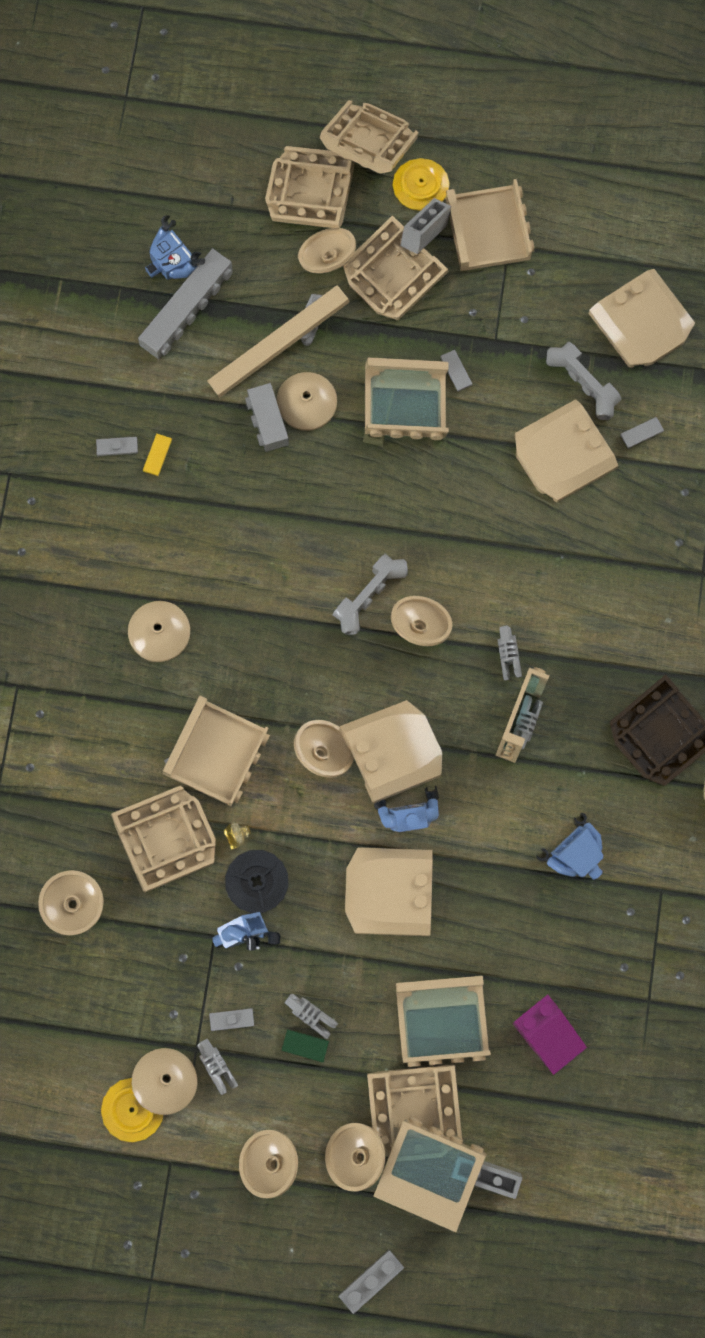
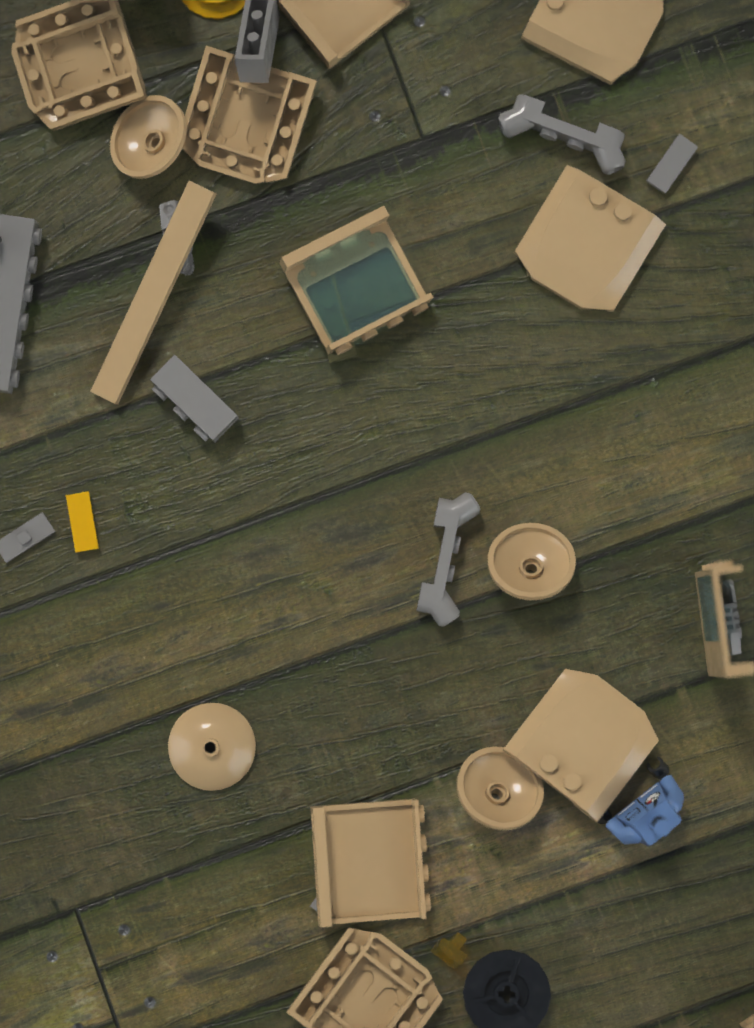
camera: 30 degrees left, 10 degrees up
(310, 412) = (236, 368): tan dish -> none
(389, 891) = (672, 915): tan wedge -> none
(456, 371) = (397, 206): light grey piece -> none
(508, 652) = (658, 540): light grey hinge -> none

